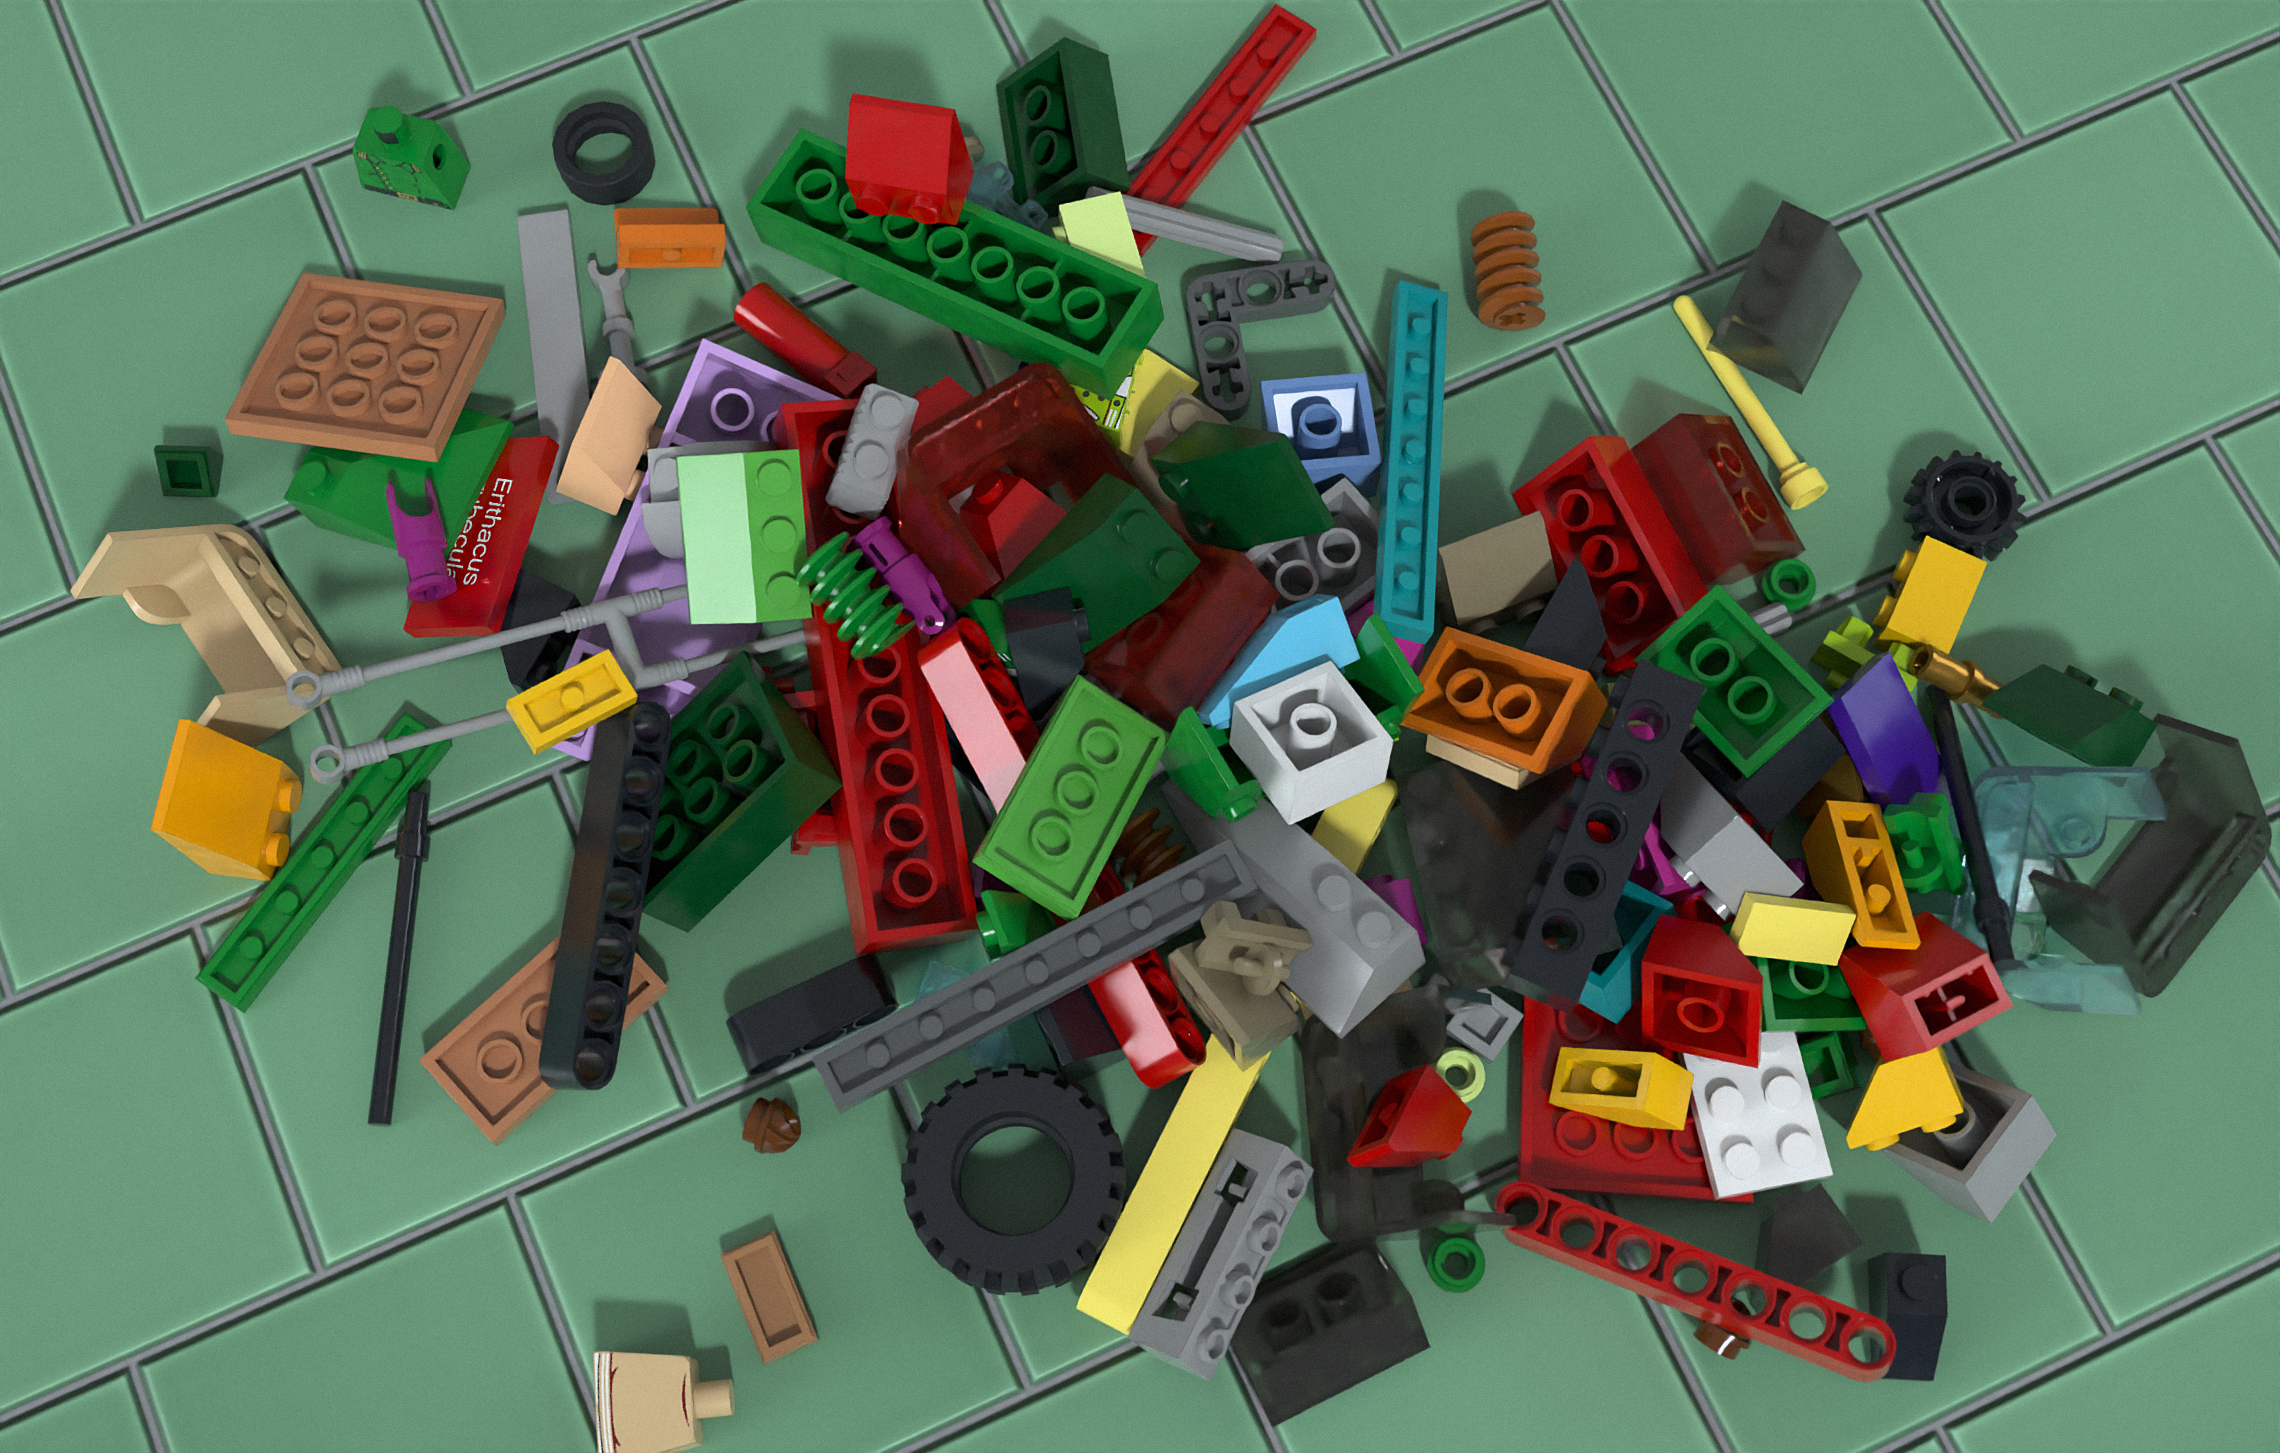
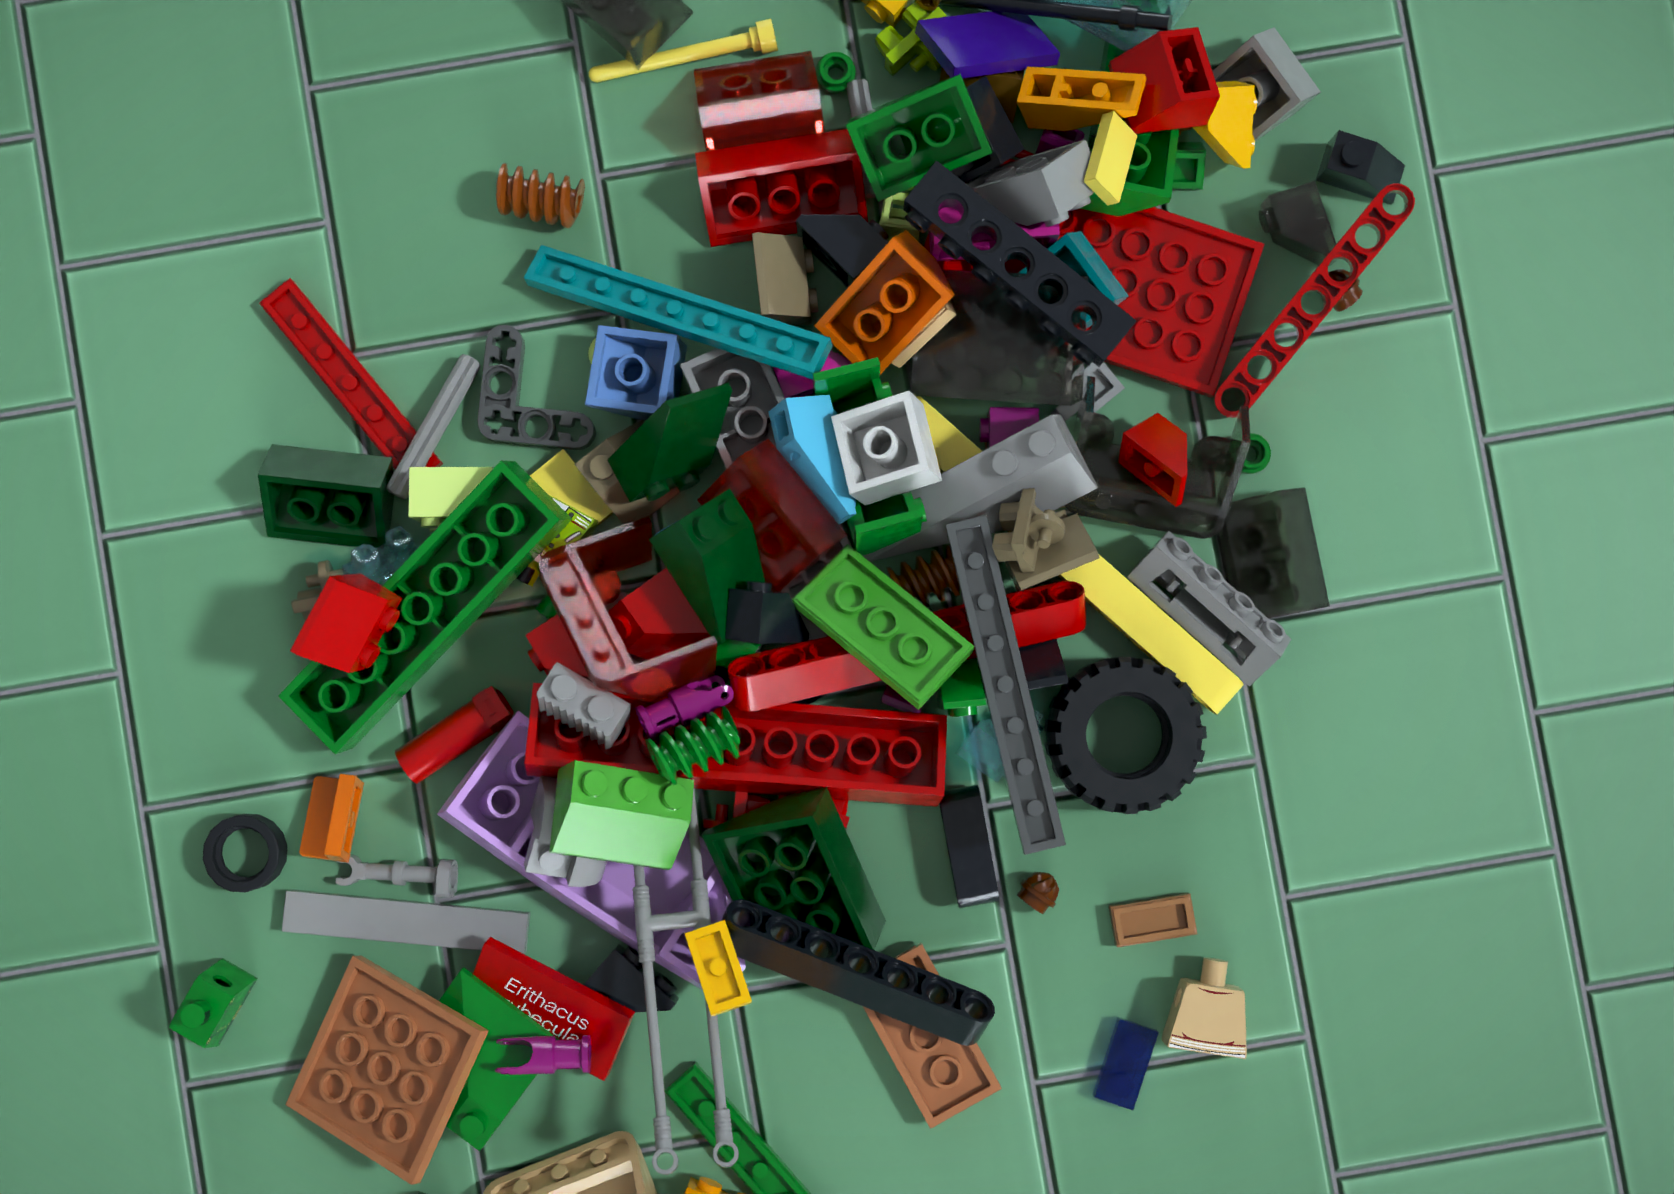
camera: 70 degrees left, 15 degrees up
(411, 850) = (770, 1104): black bar -> none
(561, 1310) = (1125, 1063): none -> clear blue plate
(611, 441) = (499, 897): light nougat slope -> none
(1469, 1064) = (1129, 403): yellowish green plate -> none
(1623, 1087) = (1171, 307): yellow slope -> none
(1701, 993) = (1132, 233): red slope -> none
(1755, 1122) = (1205, 225): white plate -> none
(1925, 845) = (1065, 45): green hips -> none

